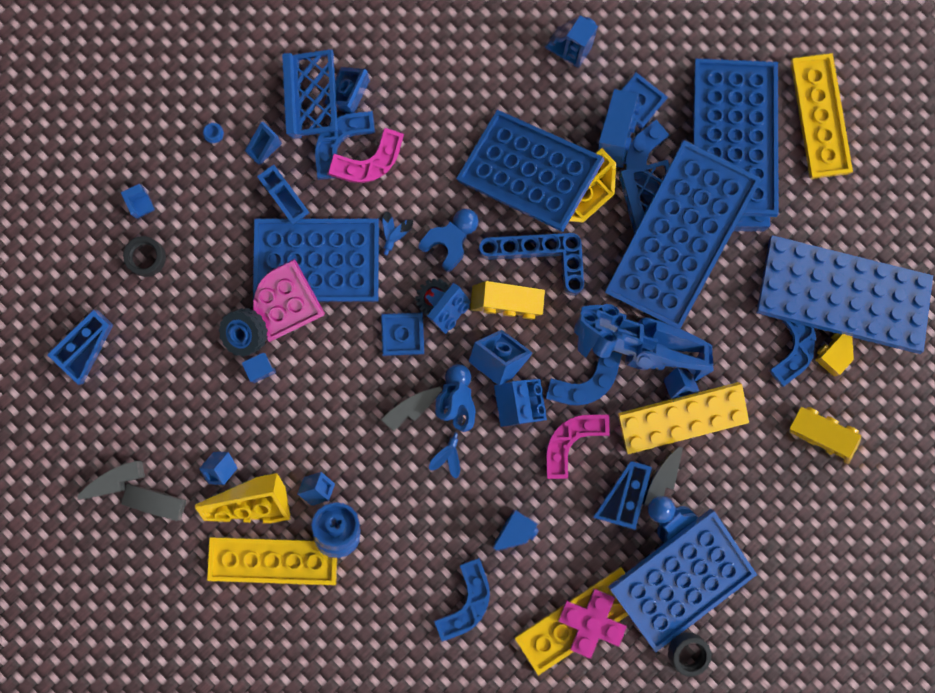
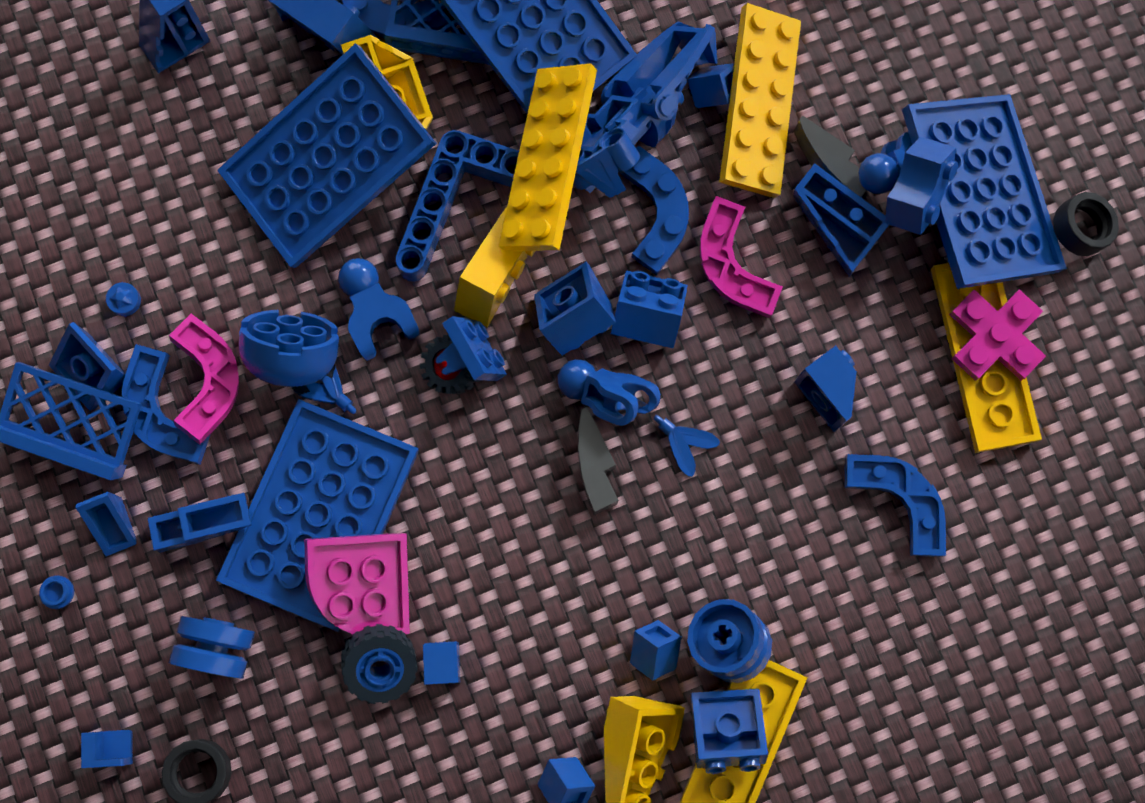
camera: 70 degrees left, 5 degrees down
(214, 233) = (212, 646): none -> blue wheel
(284, 549) = (729, 730): none -> blue plate
(397, 91) = (123, 299): none -> blue tile
(401, 199) = (288, 347): none -> blue cylinder
(402, 334) = (481, 434): blue tile -> none
(582, 302) = (548, 158): none -> yellow plate
(661, 538) = (921, 185): none -> blue brick

